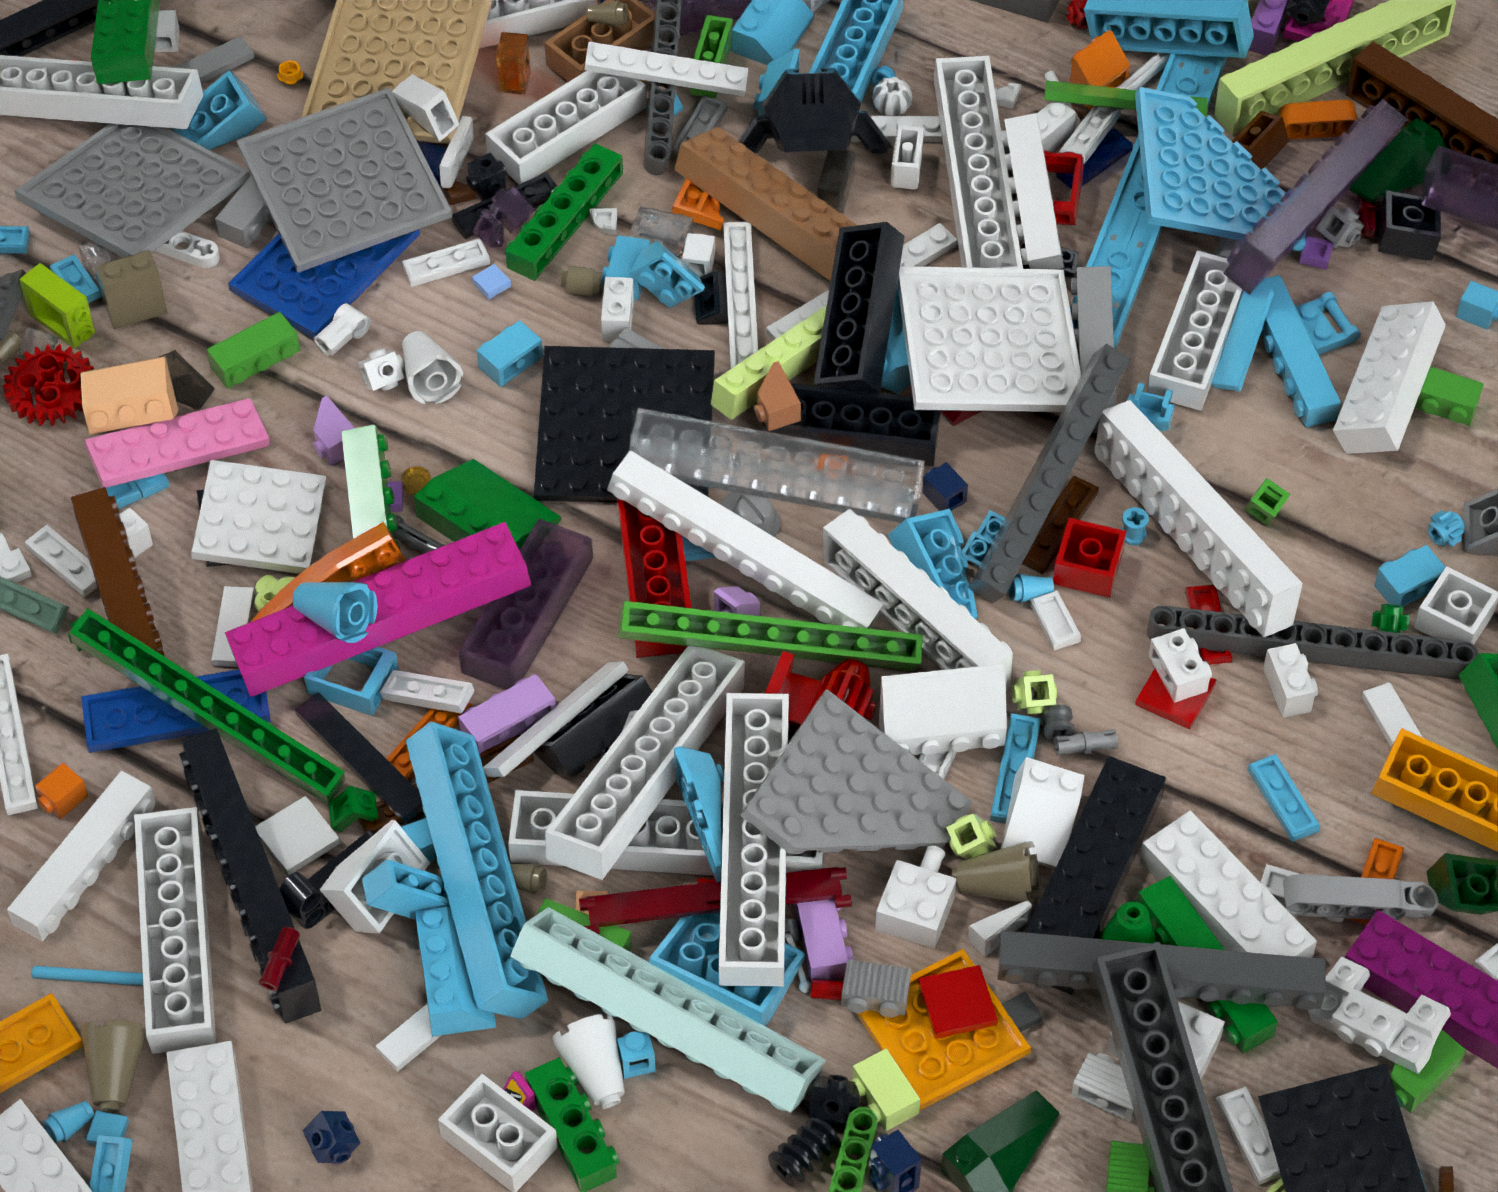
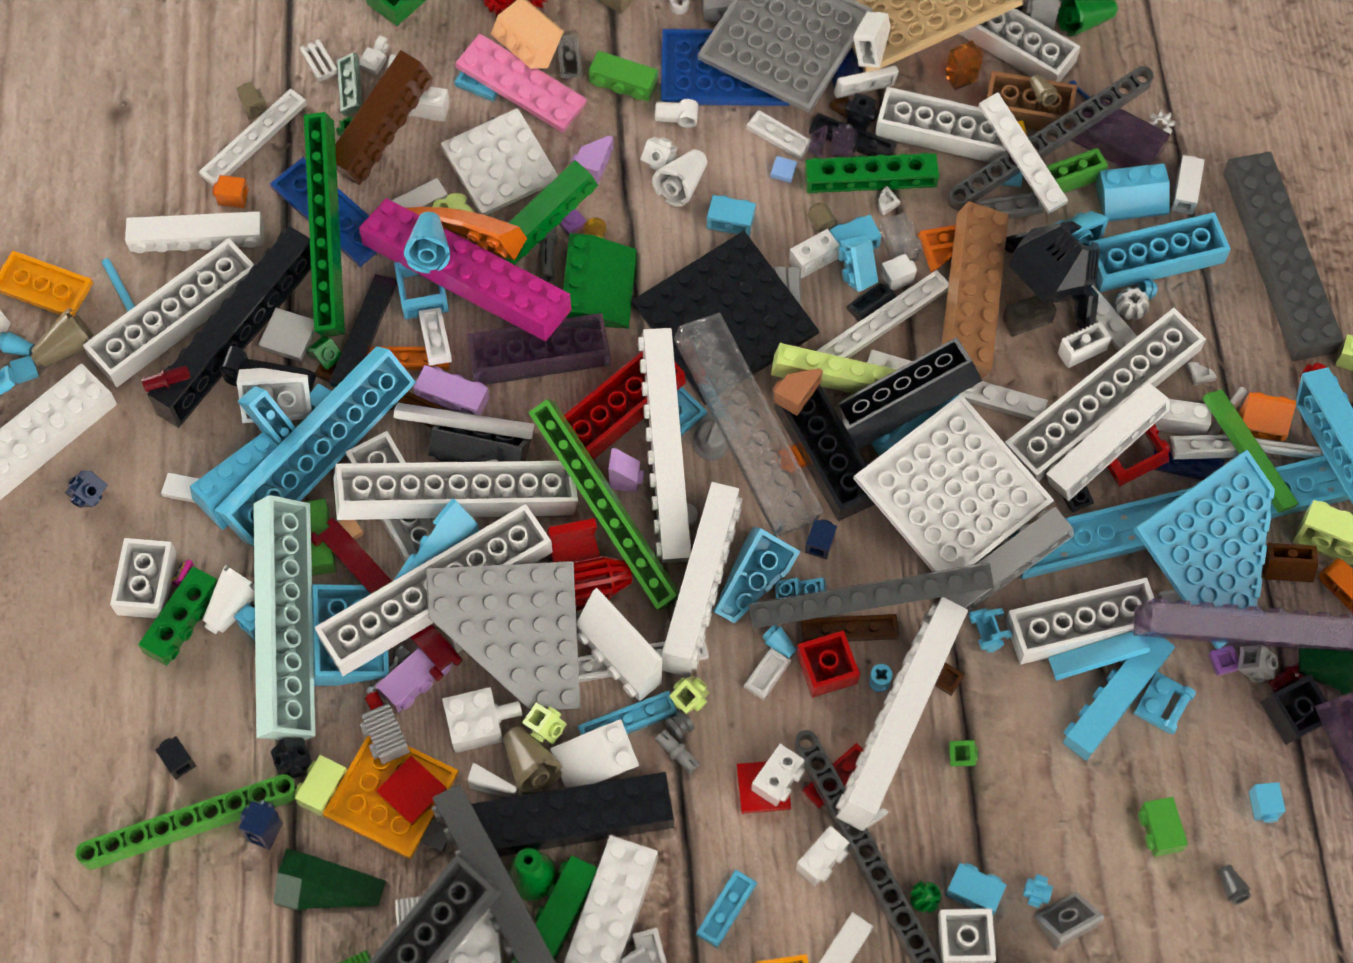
camera: 55 degrees right, 10 degrees up
(802, 1149) = (245, 765): black piece -> none
(1389, 378) = (1140, 774): white brick -> none

